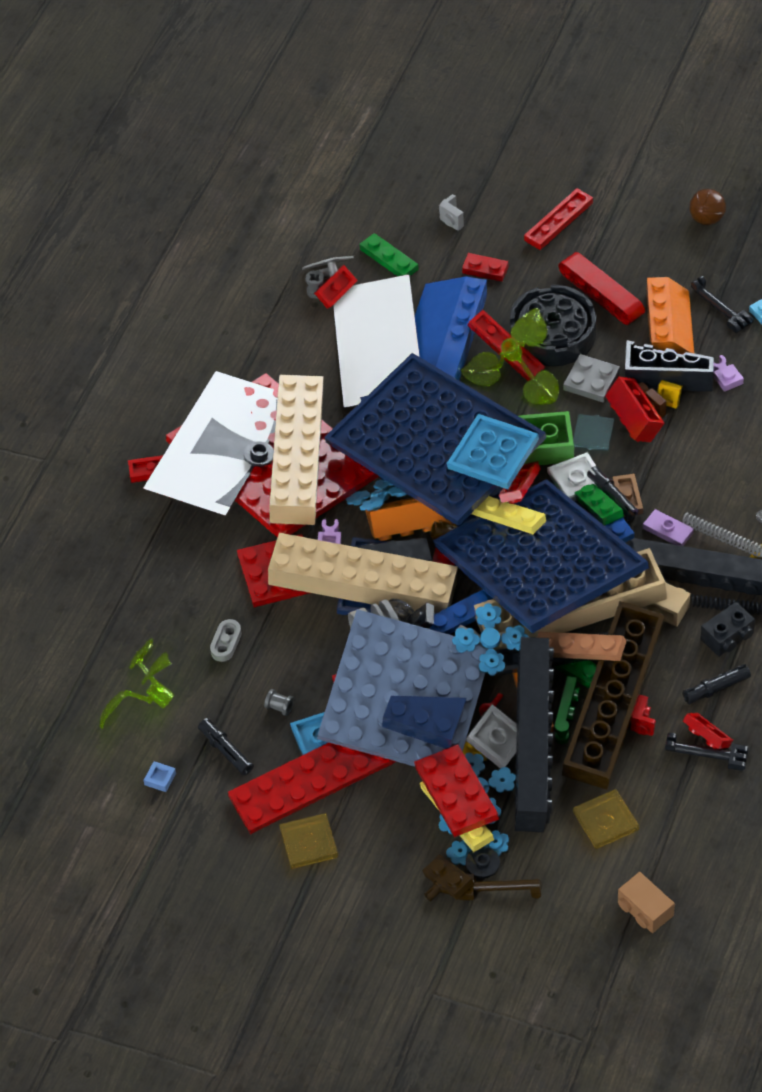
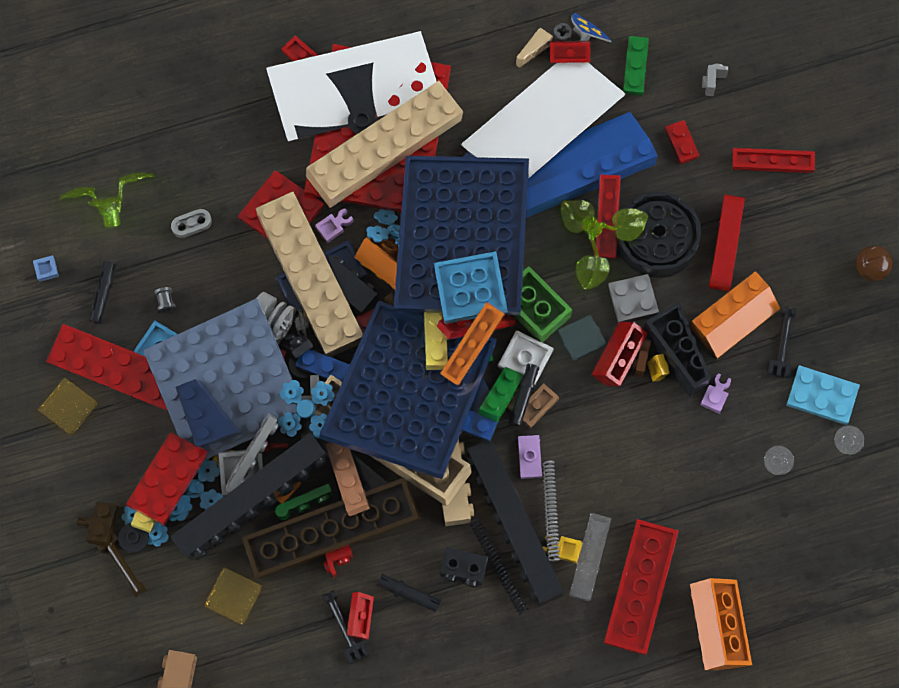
camera: 50 degrees right, 20 degrees up
(305, 303) = (535, 46): none -> tan slope
(492, 708) = (256, 446): none -> light grey plate
(545, 477) = (472, 343): none -> orange plate

